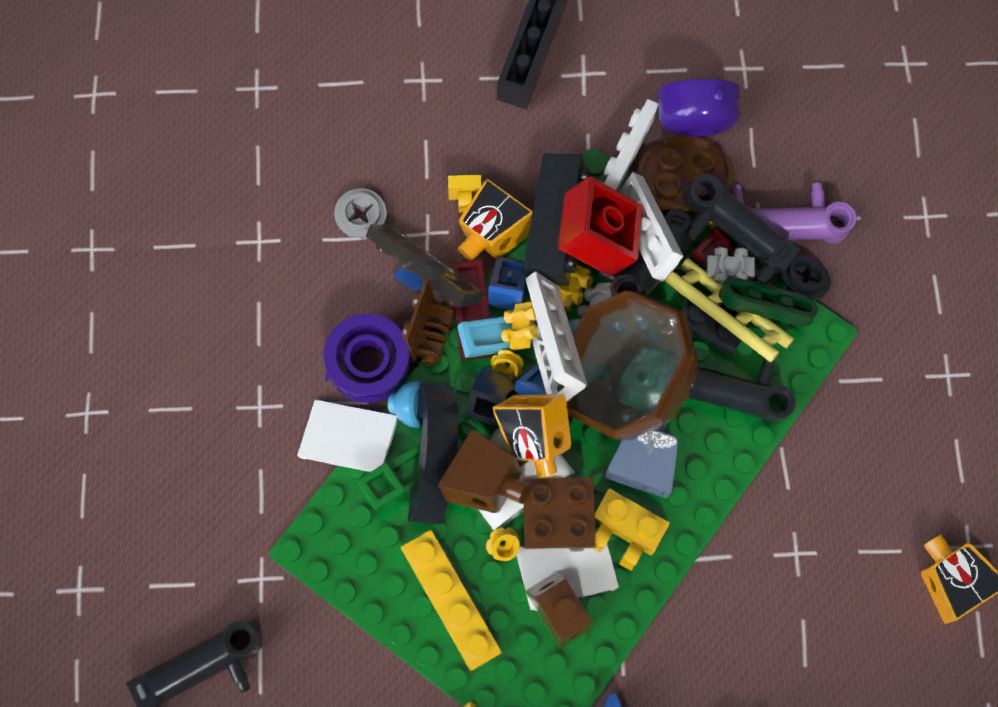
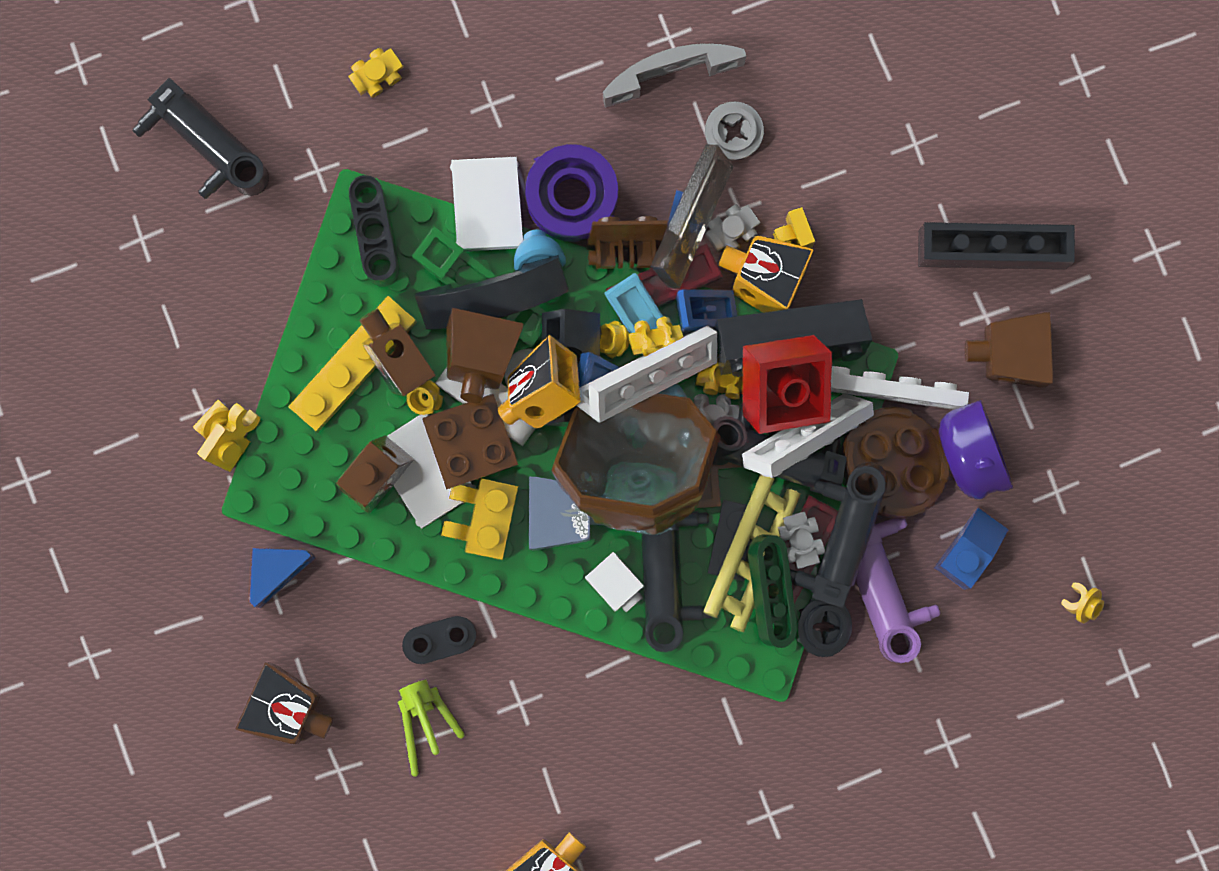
camera: 75 degrees right, 10 degrees up
(190, 489) = (379, 68): none -> yellow piece
(292, 208) = (715, 56): none -> light grey slope
(324, 529) = (365, 215): none -> black beam
(442, 238) = (737, 224): none -> light grey piece
(462, 552) = (405, 366): none -> reddish brown torso
(622, 56) = (1016, 350): none -> reddish brown torso
(720, 432) = (615, 583): none -> white brick
(721, 604) = (439, 640): none -> black plate
(770, 640) = (418, 700): none -> lime plant
(776, 143) = (972, 550): none -> blue slope
(845, 70) = (1088, 606): none -> yellow plate

